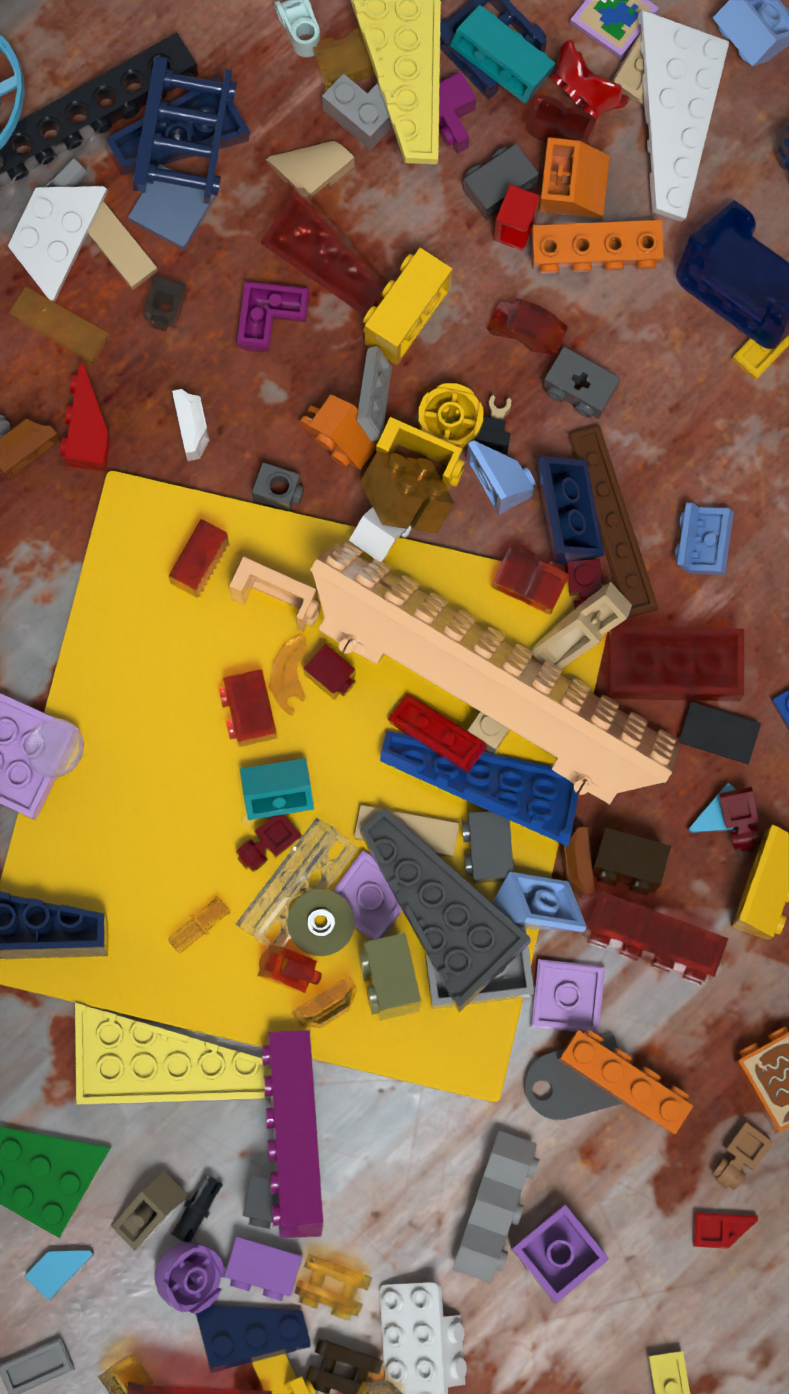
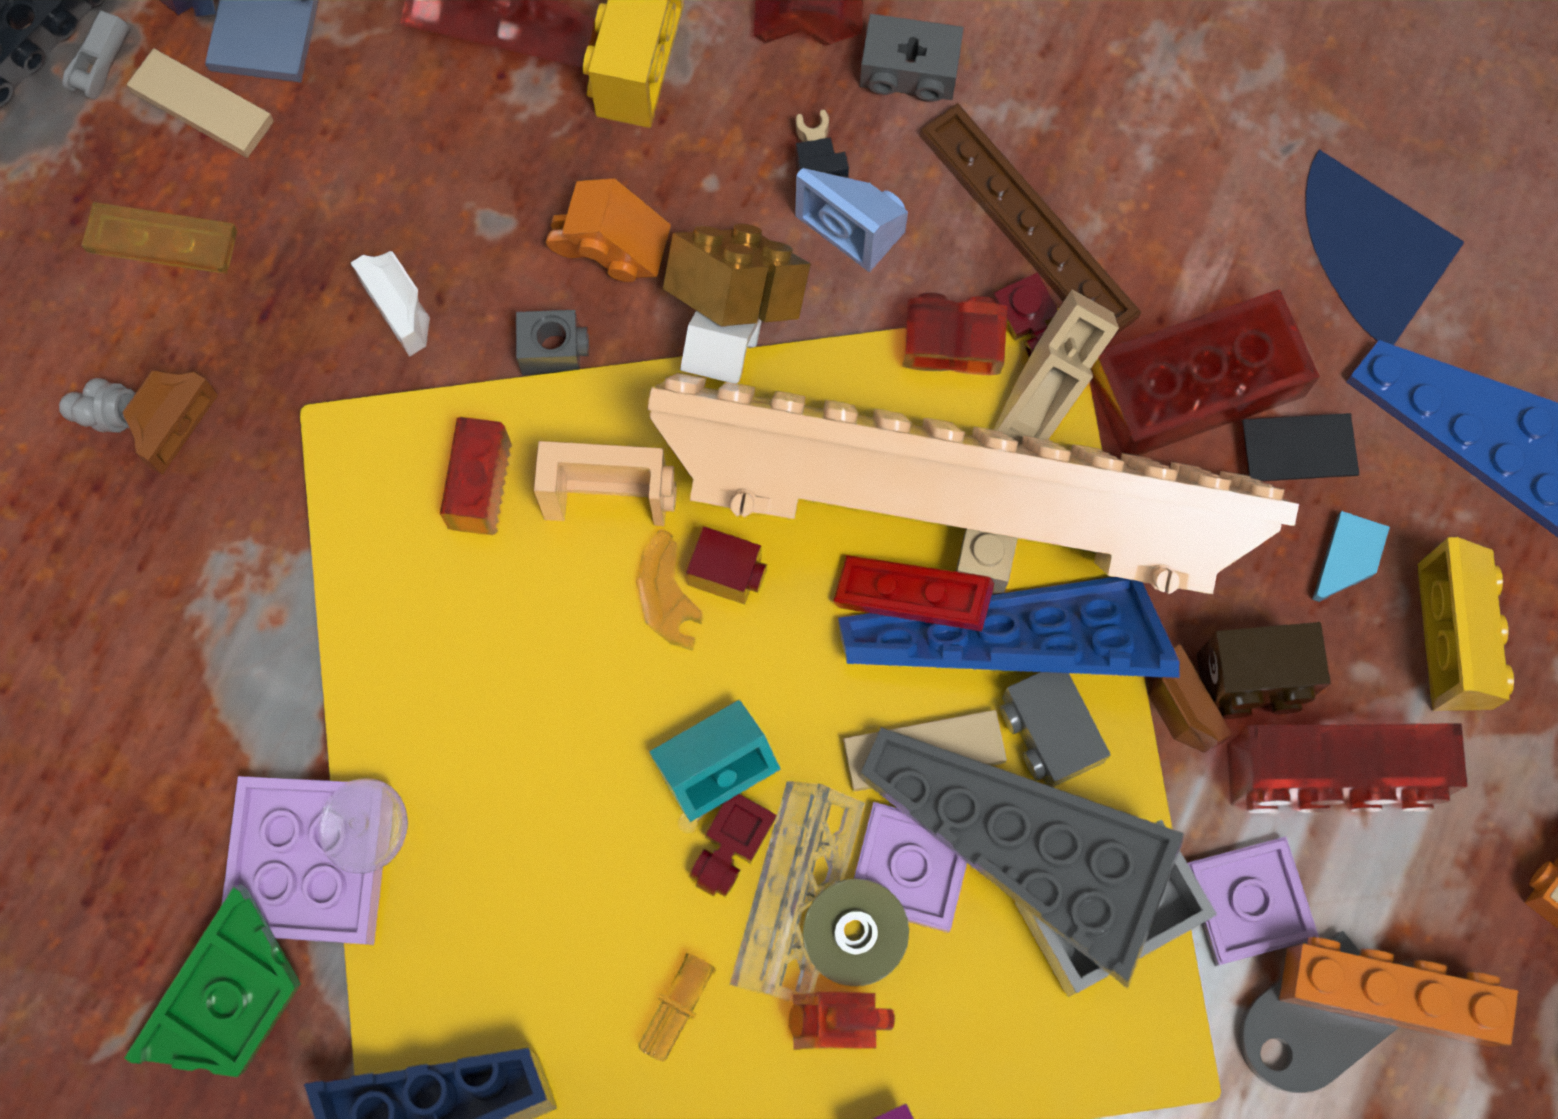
camera: 20 degrees left, 5 degrees down
(54, 232) = (108, 115): white wing -> none
(87, 434) = (254, 372): red slope -> none
(164, 293) = (297, 154): clear smoke brick -> none
(249, 708) = (628, 660): clear red brick -> none
(263, 304) = (435, 110): magenta brick -> none
(327, 1005) = (915, 1053): clear yellow slope -> none
(374, 393) = (637, 164): light grey tile -> none
(391, 975) = (1004, 974): olive brick -> none
(402, 434) = (731, 203): yellow panel -> none
(451, 414) = (754, 158): yellow cylinder -> none
(539, 903) = (1165, 779): light blue slope -> none
(569, 509) = (965, 221): dark blue slope -> none
(704, 539) = (1166, 199): medium blue bracket -> none
(741, 811) = (1378, 542): dark red plate -> none

